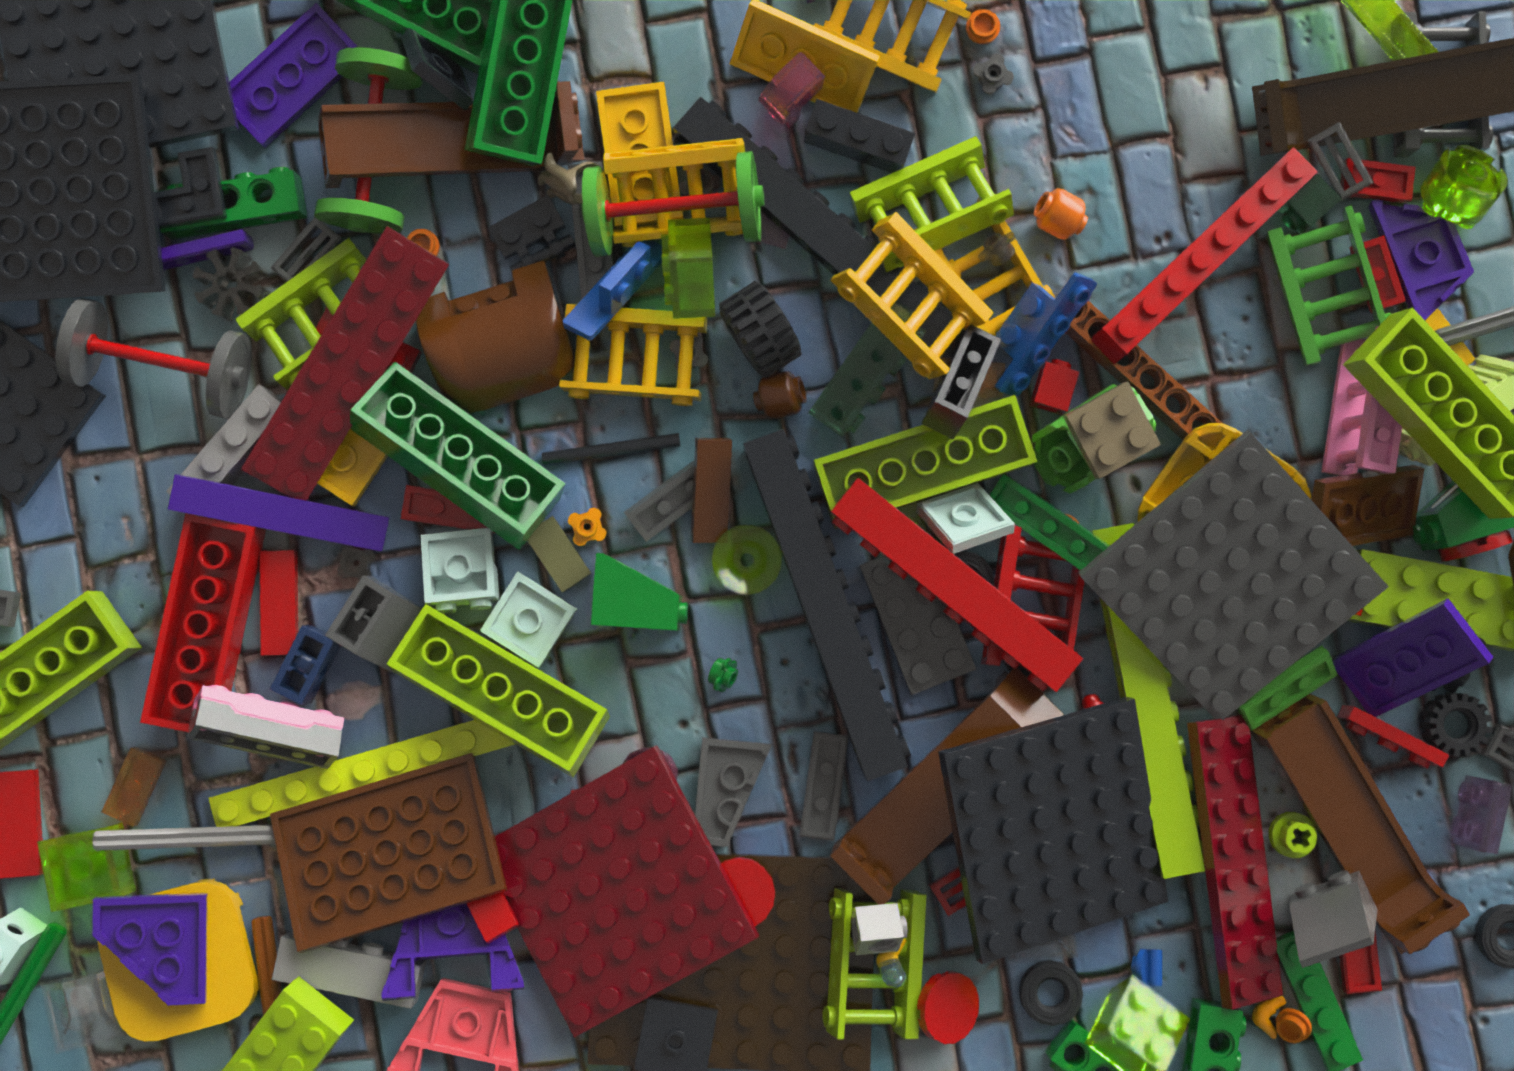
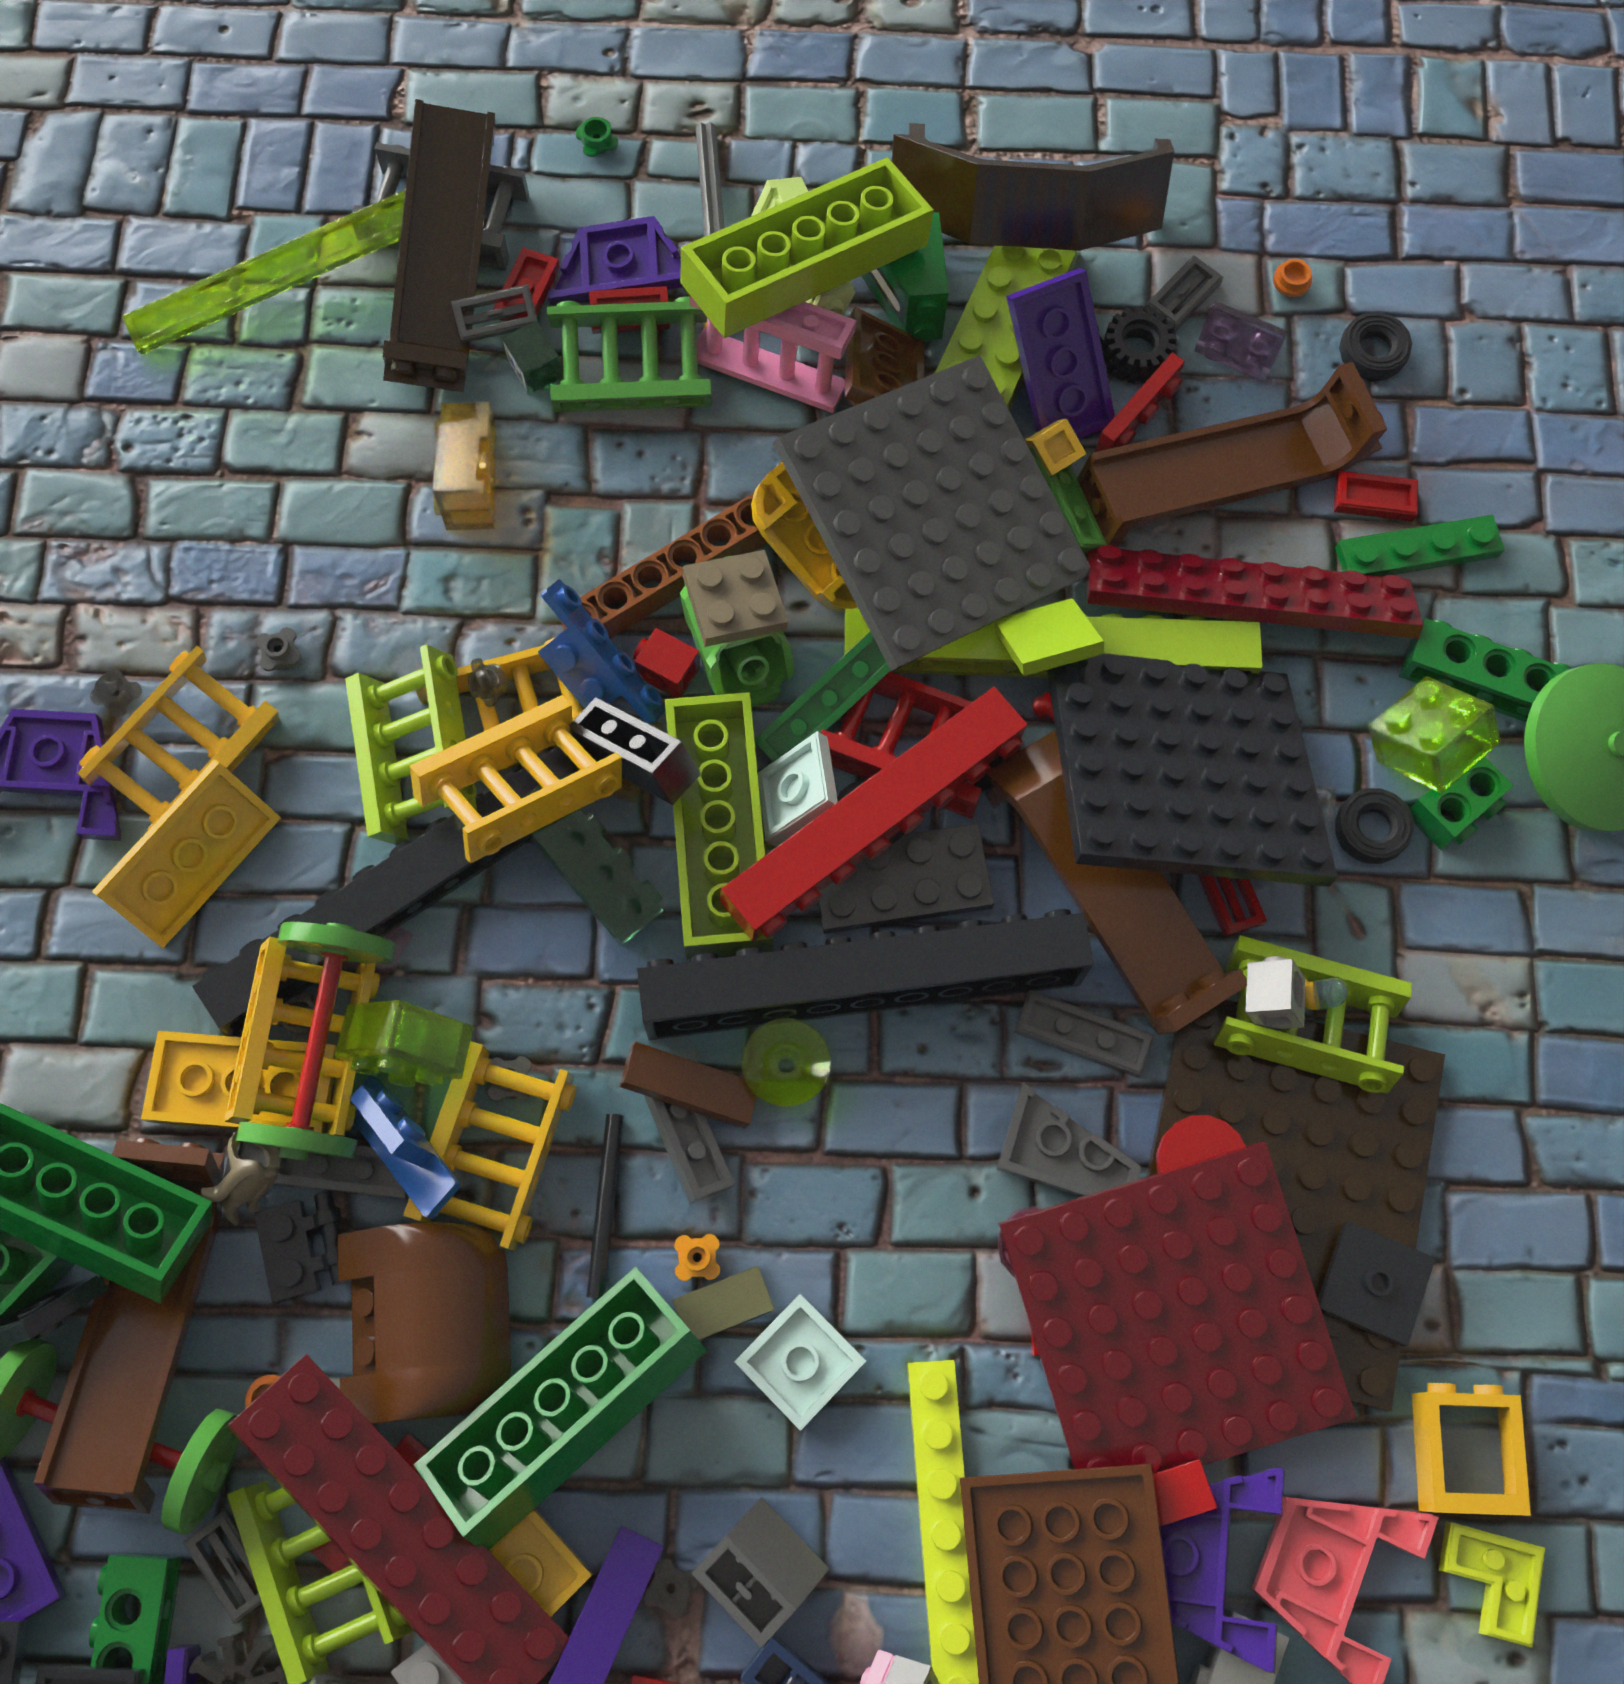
camera: 80 degrees left, 15 degrees down
(431, 507) = (625, 1454): red tile -> none
(459, 570) = (714, 1440): light aqua plate -> none
(499, 690) = (884, 1419): lime brick -> none
(632, 599) = (804, 1210): green slope -> none
(723, 674) = (923, 1124): green plate -> none
(760, 329) = (504, 975): black tyre -> none
(780, 395) = (592, 976): reddish brown head -> none
(791, 89) = (220, 872): clear pink brick -> none
(858, 137) = (303, 813): black brick -> none
(948, 1007) = (1377, 942): red tile -> none
(983, 26) = (220, 648): orange plate -> none
(1060, 214) = (465, 611): orange head -> none
(1142, 695) = (1049, 637): none -> lime tile
(1148, 966) = (1359, 710): blue plate -> none
(1192, 176) = (465, 466): none -> clear yellow wedge
(1203, 256) = (562, 471): red brick -> none
(1262, 1013) = (1427, 605): light orange animal -> none
(1282, 834) = (1229, 538): lime piece -> none
(1293, 1025) = (1445, 575): orange plate -> none
(1328, 668) = (1056, 446): none -> yellow panel
(1332, 917) = (1336, 497): dark grey slope -> none
(1462, 186) = (558, 204): clear neon green brick -> none
(1476, 546) = (954, 277): red tile -> none

